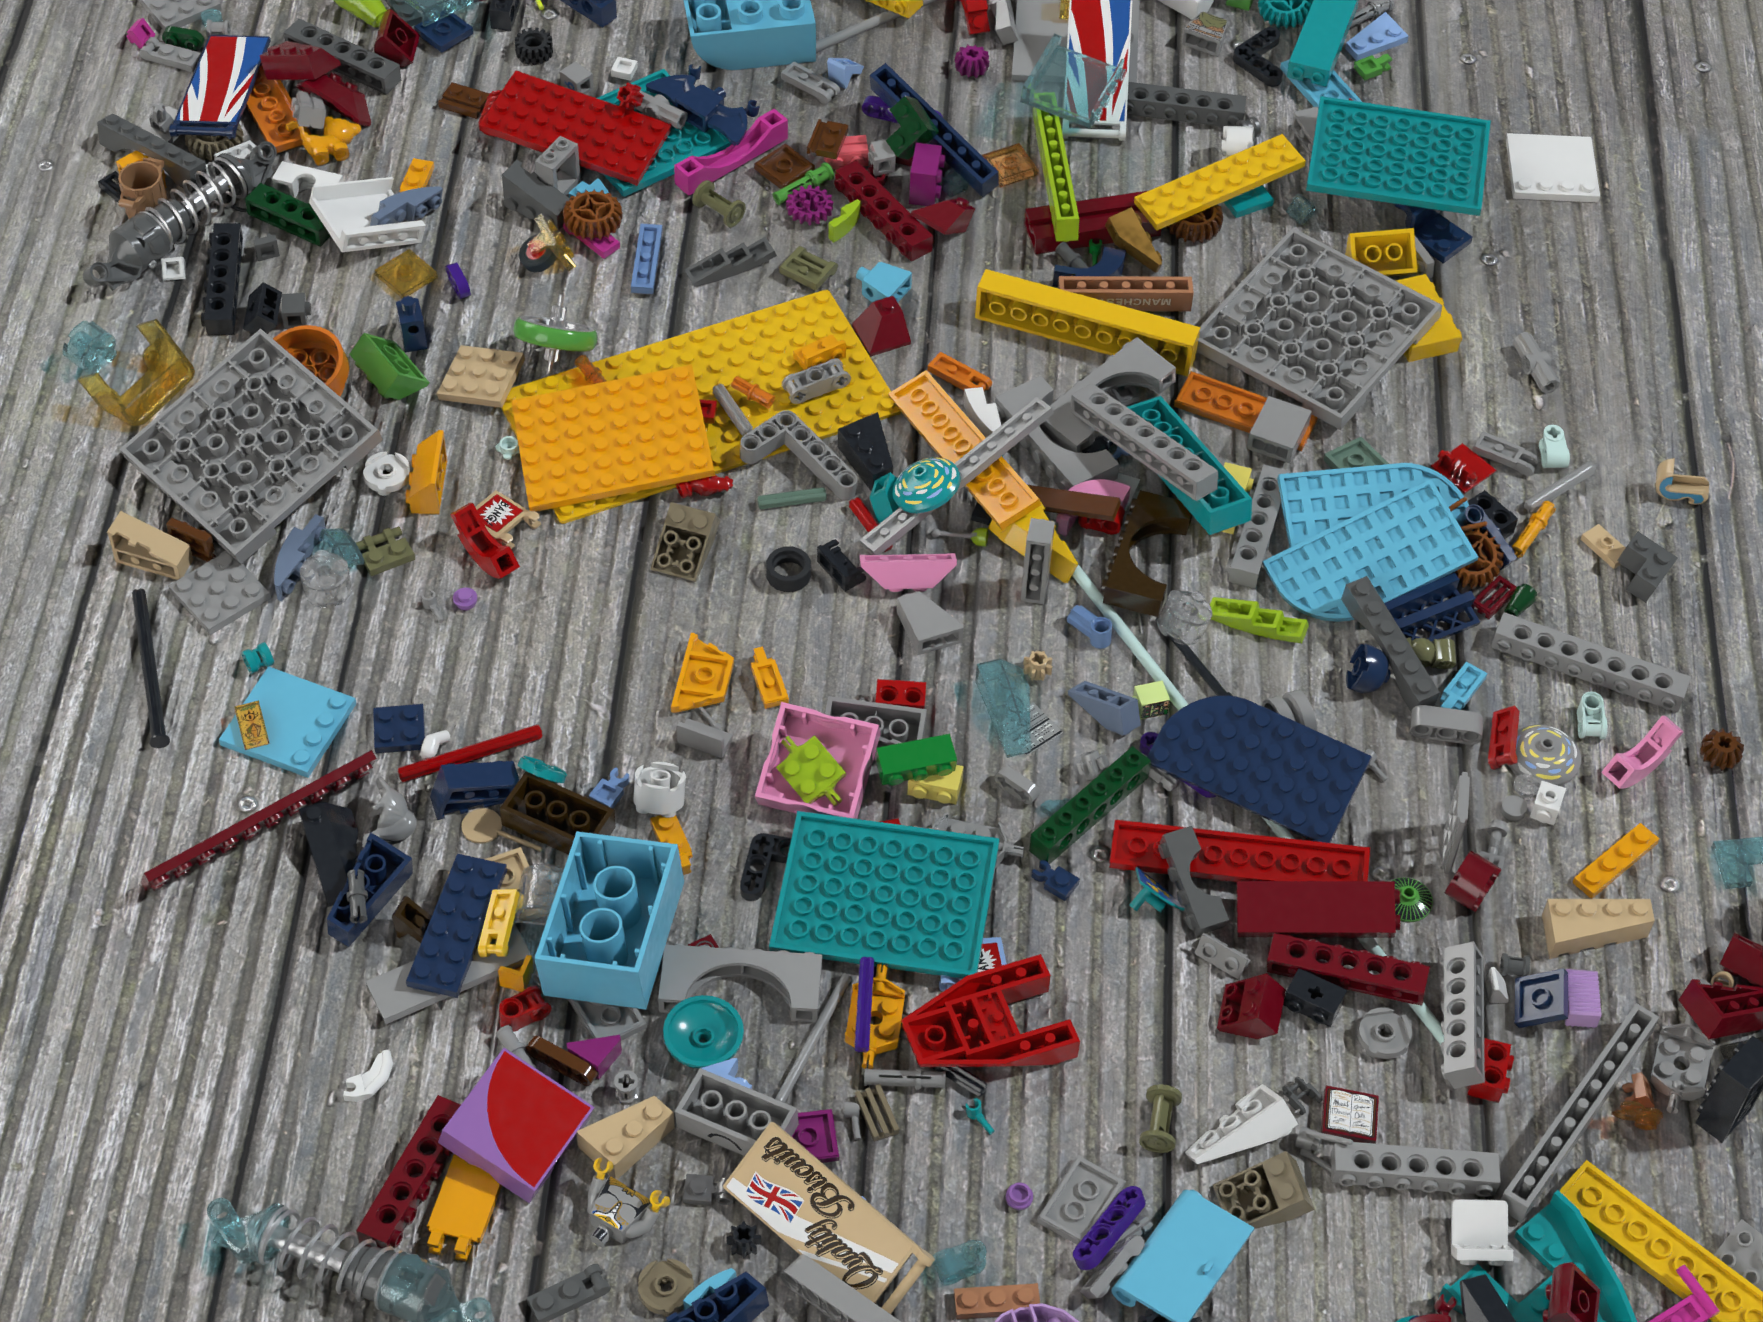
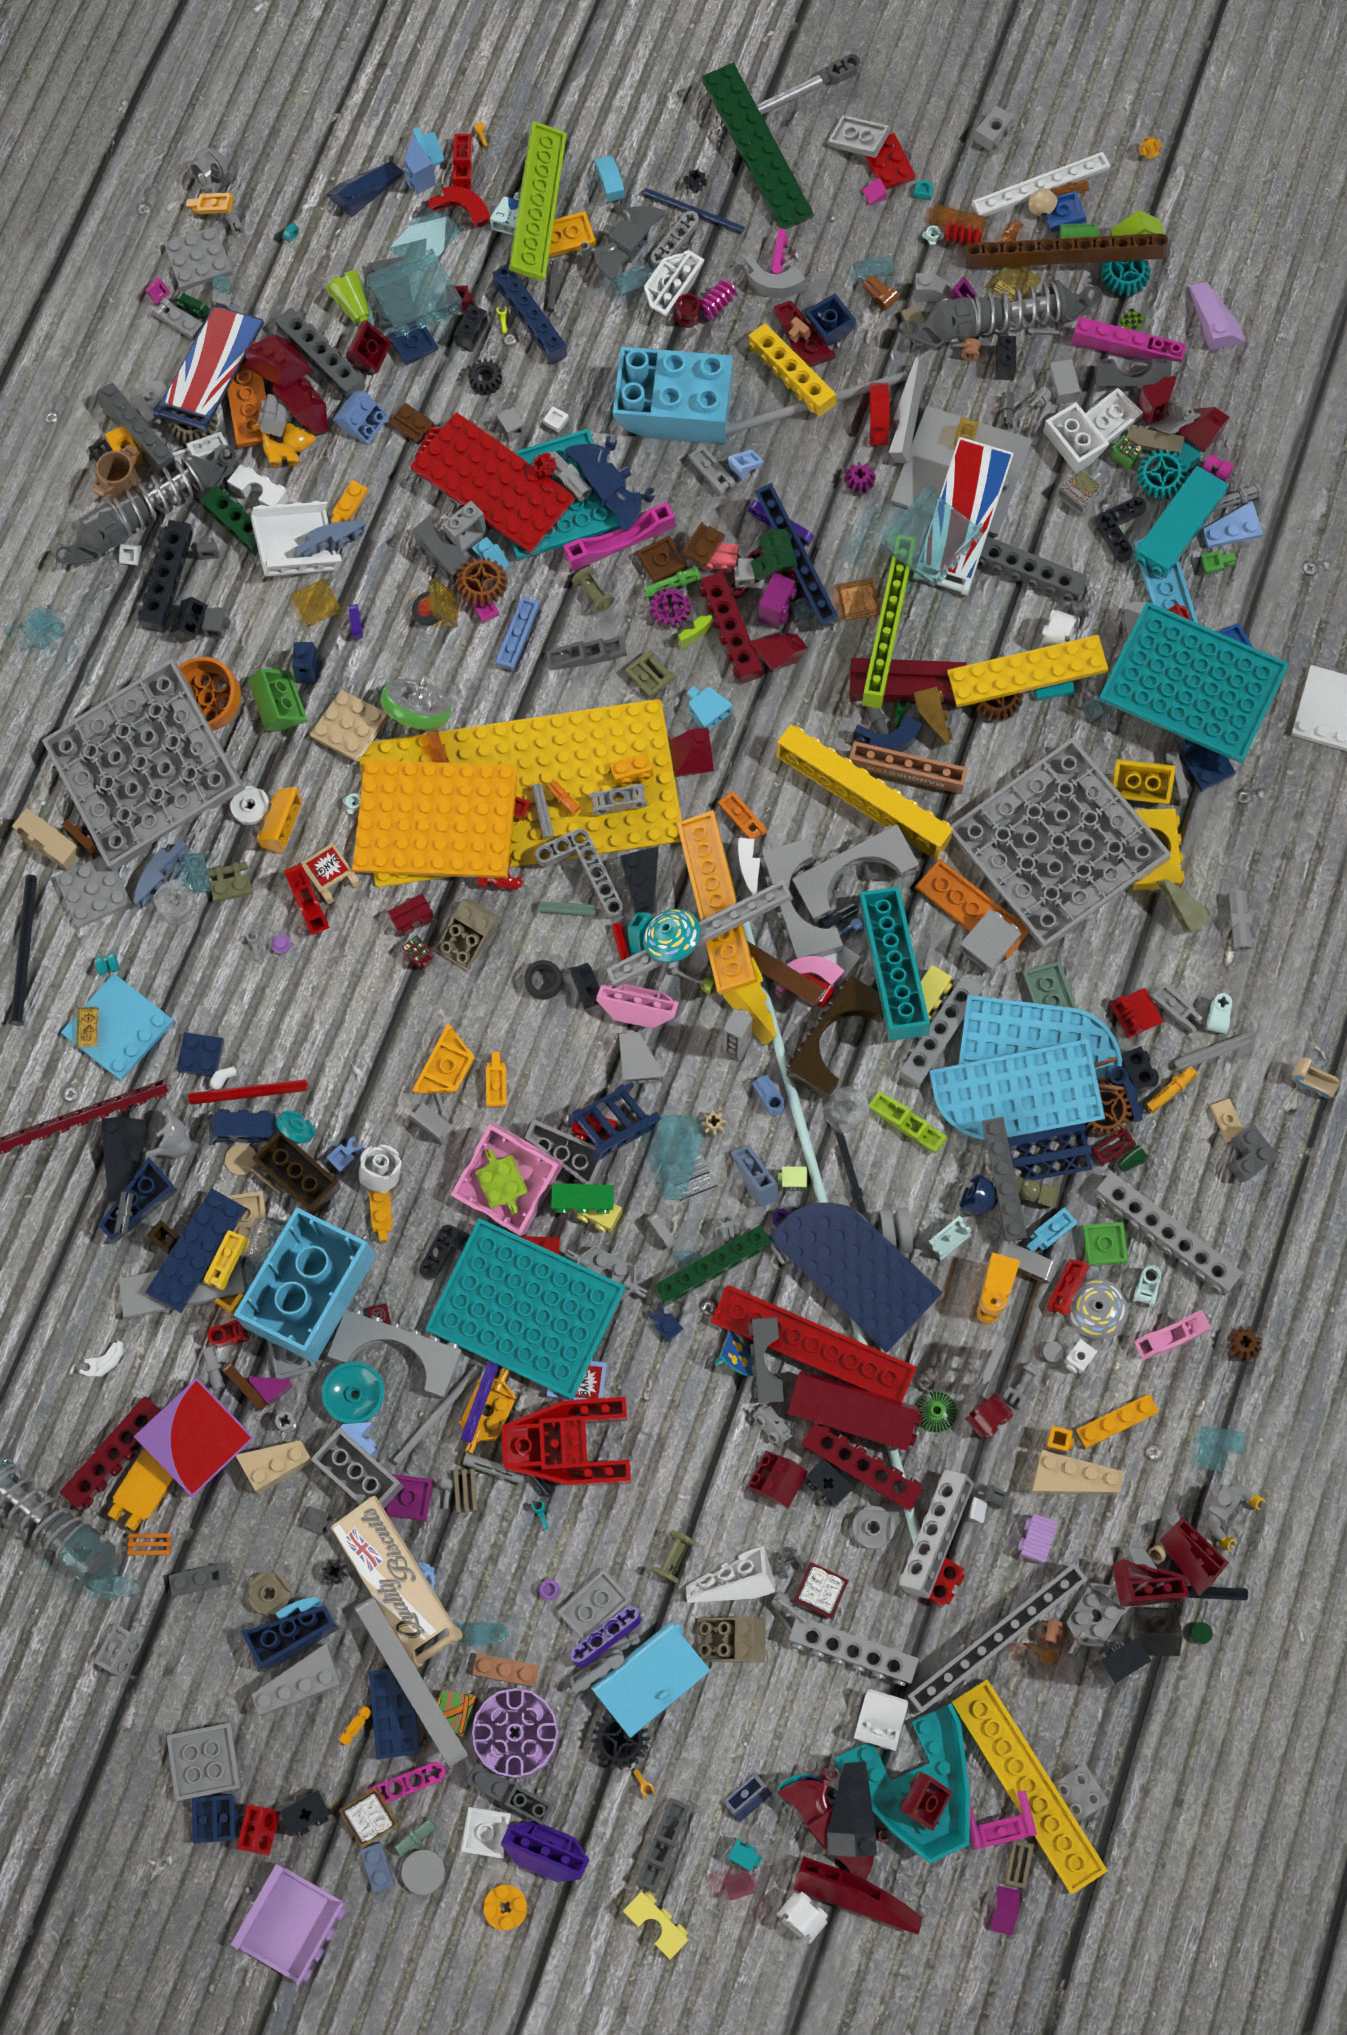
camera: 20 degrees right, 20 degrees up
(166, 376) = (83, 677): clear yellow windscreen -> none
(406, 101) = (361, 416): none -> medium blue slope
(489, 1265) = (131, 1544): none -> orange tile
(612, 537) = (411, 915): none -> dark red brick
(618, 1209) = (251, 1523): light grey torso -> none
(632, 572) = (418, 953): none -> brick
(931, 695) = (617, 1139): none -> dark blue fence
(1144, 442) = (887, 998): light grey brick -> none
(1351, 719) = (949, 1238): none -> light aqua hinge
(1373, 766) = (950, 1277): light grey hand -> none
(1426, 750) = (996, 1287): none -> light orange piece
(1475, 358) = (1187, 909): none -> olive slope
(1526, 688) = (1105, 1244): none -> bright green plate
(1541, 998) = (1005, 1533): plate -> none
(1561, 885) = (1059, 1440): none -> light orange brick

